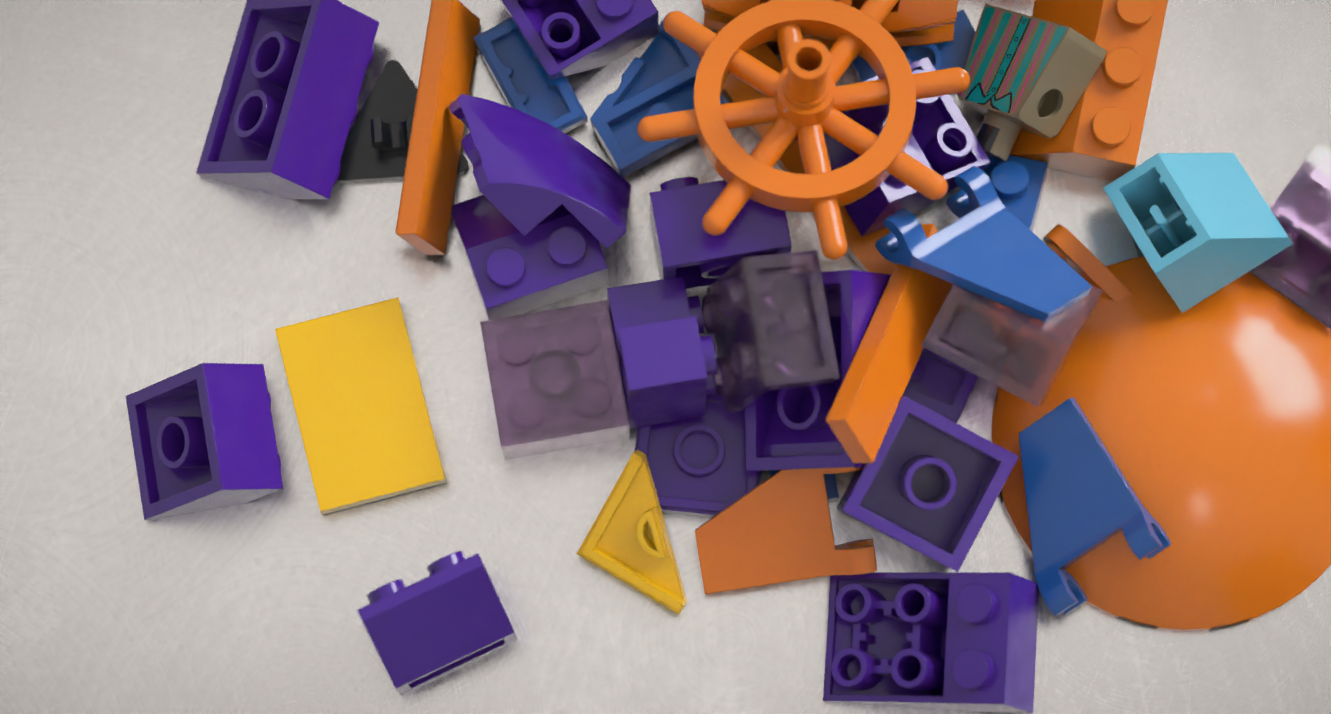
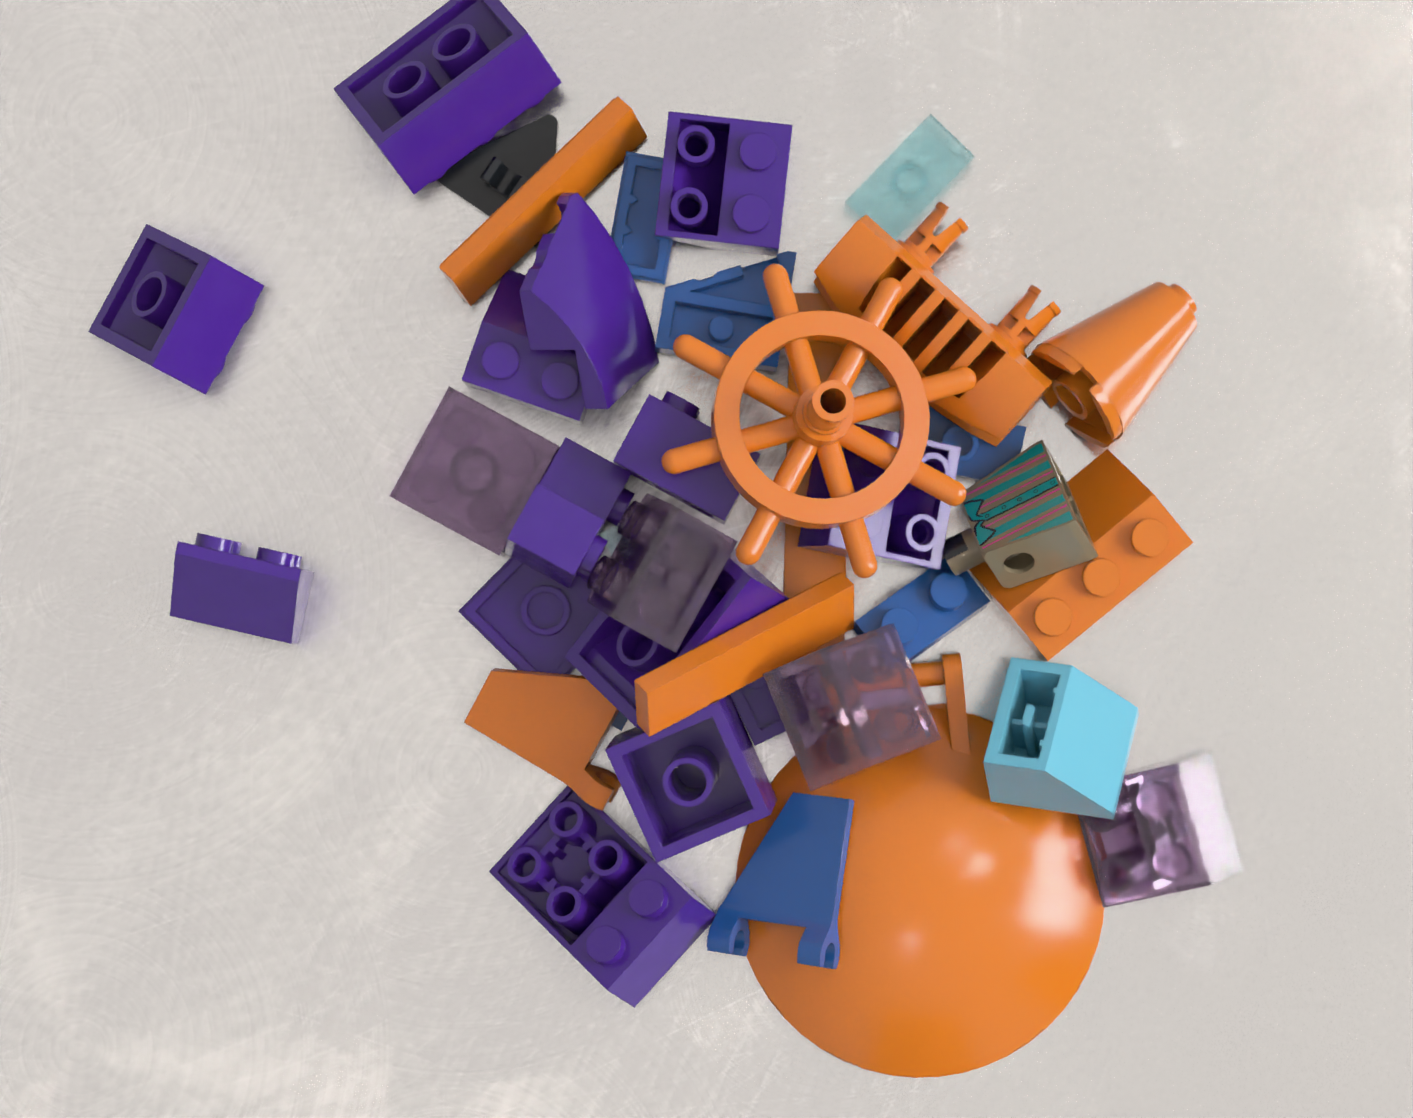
camera: 45 degrees right, 10 degrees up
(360, 406) = (317, 372): yellow tile -> none
(633, 540) = (441, 639): yellow tile -> none
(986, 252) = (872, 643): flag -> none

